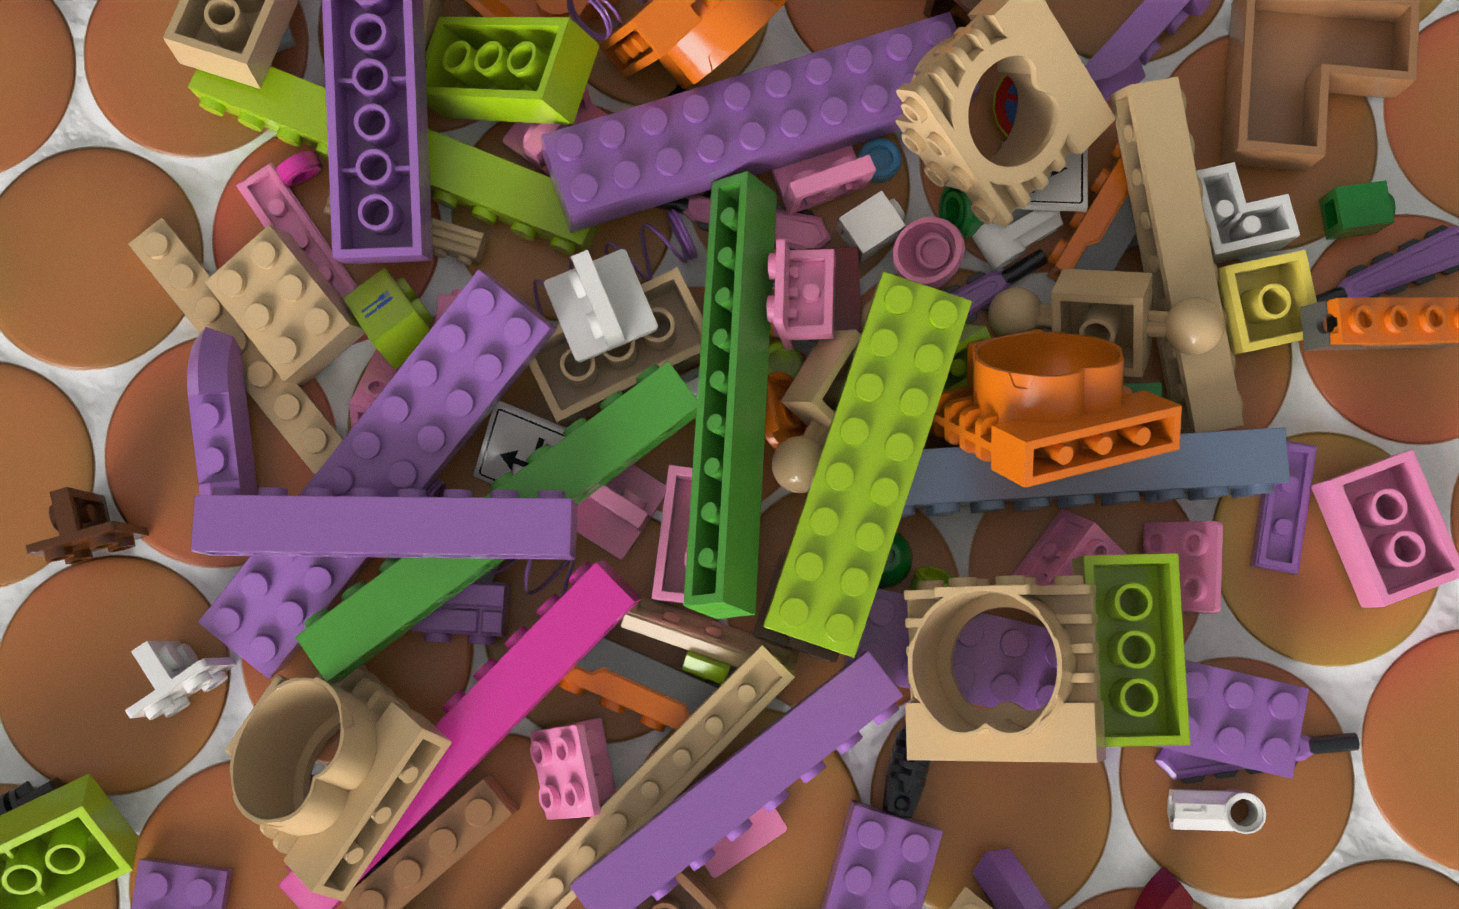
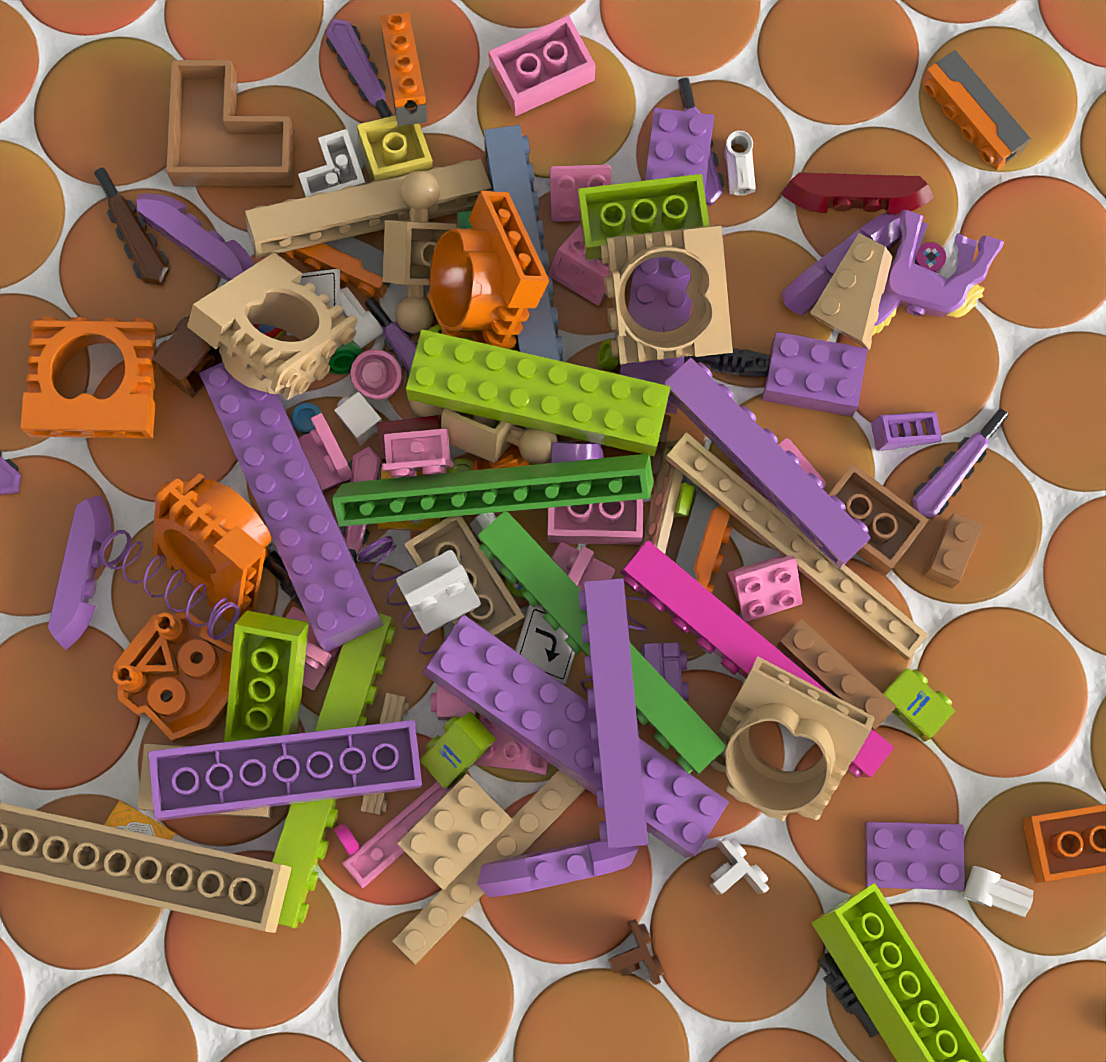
camera: 95 degrees left, 5 degrees down
(779, 515) = (575, 450): none -> medium lavender brick
(1284, 515) = (541, 132): medium lavender tile -> none
(1357, 210) = (321, 95): green brick -> none

